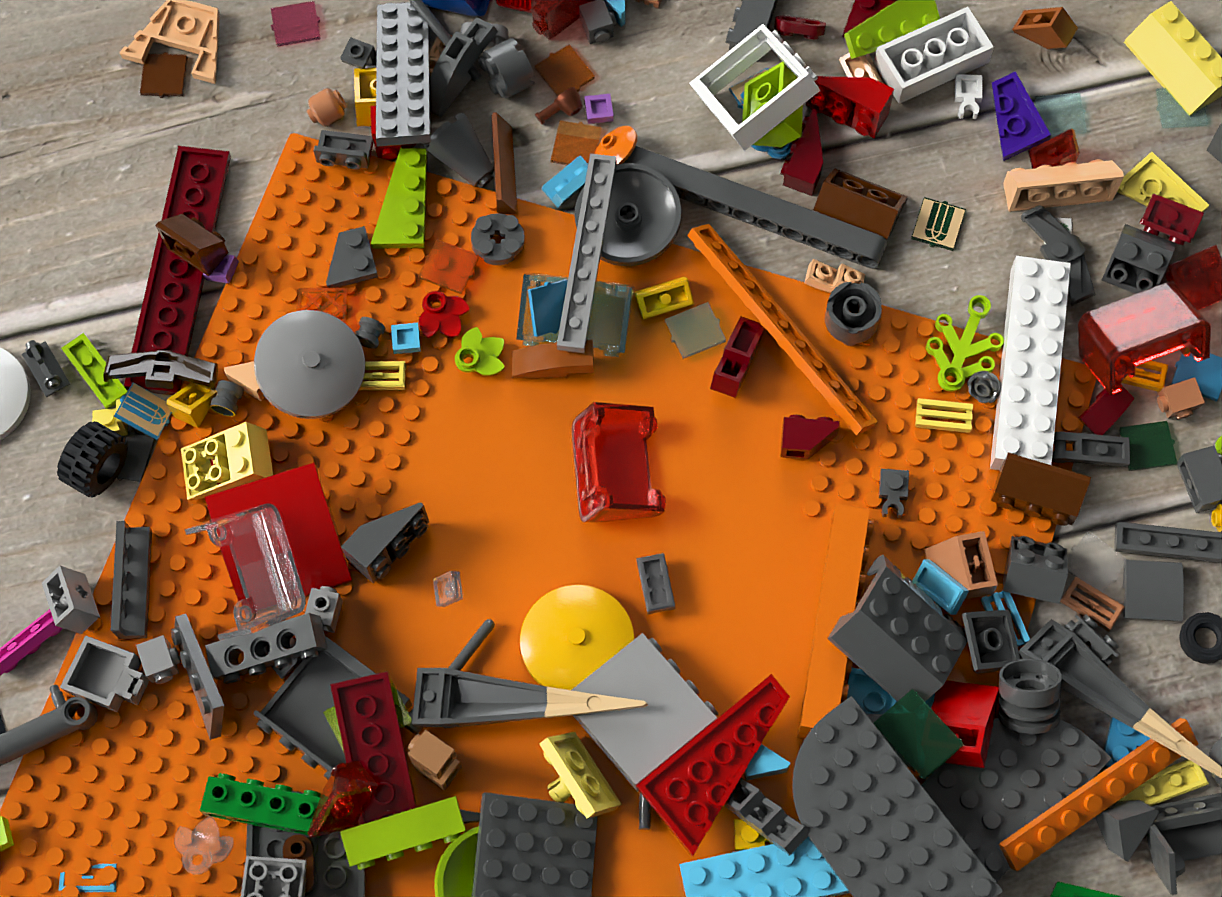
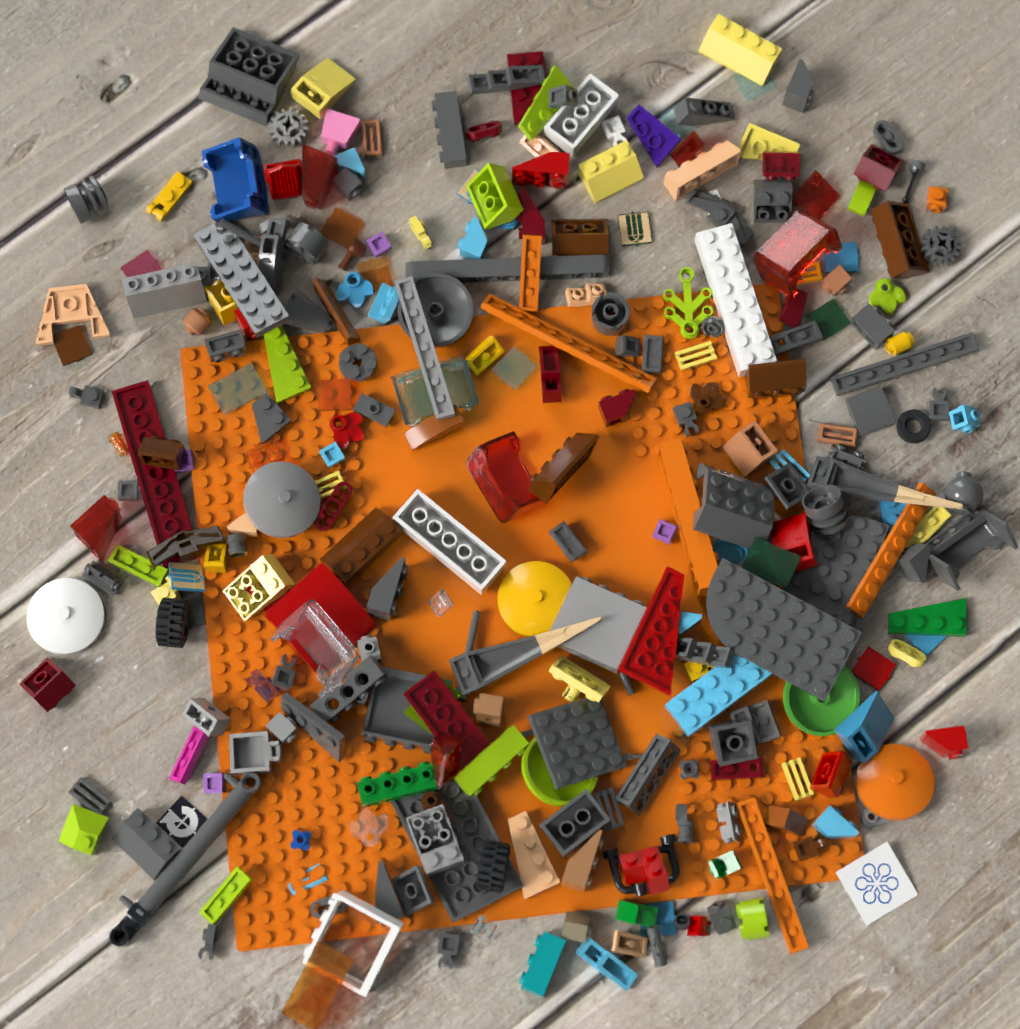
camera: 30 degrees left, 5 degrees up
(36, 692) = (214, 783): none -> medium lavender plate
(70, 300) = (98, 526): none -> clear red slope
(113, 820) = (300, 845): none -> blue plate
(131, 581) = (238, 688): dark grey fence -> none
(133, 274) = (127, 490): none -> flat silver plate
(149, 143) = (89, 396): none -> dark grey plate
(153, 207) = (118, 443): none -> clear orange pin
(165, 597) = (263, 686): none -> plate
(197, 591) = (283, 675): none -> dark grey plate
(297, 47) = (164, 290): none -> light grey panel
(332, 208) = (237, 388): none -> clear light blue piece
(360, 420) = (329, 521): none -> dark red beam
(369, 332) = (306, 461): dark grey wheel -> none
(384, 471) = (361, 546): none -> reddish brown slope
(483, 351) = (386, 442): lime plate -> none
(489, 306) = (374, 410): none -> dark grey plate
(498, 513) = (449, 541): none -> white brick
(541, 153) = (354, 292): none -> dark azure plate
(547, 306) = (417, 395): dark azure piece -> none
(618, 143) = (404, 265): orange dish -> none
(659, 109) = (419, 230): none -> light yellow plate
(694, 480) = (562, 466): none -> reddish brown slope
(719, 154) = (475, 241): none -> medium azure slope
(739, 60) = (457, 173): white window -> none
(772, 217) = (530, 272): none -> orange plate
(793, 628) = (664, 531): none -> medium lavender tile
(858, 365) = (627, 346): none -> dark grey slope
(886, 389) = (652, 354): none -> flat silver tile
(919, 17) = (563, 96): none -> dark grey bracket
(936, 474) = (708, 395): none -> reddish brown plate
(939, 139) = (610, 171): none -> light yellow slope
(940, 586) = (742, 466): medium azure tile -> none
(1036, 569) = (795, 429): dark grey slope -> none
(1046, 27) = (644, 63): dark orange slope -> none
(1094, 114) = (701, 112): none -> dark grey slope

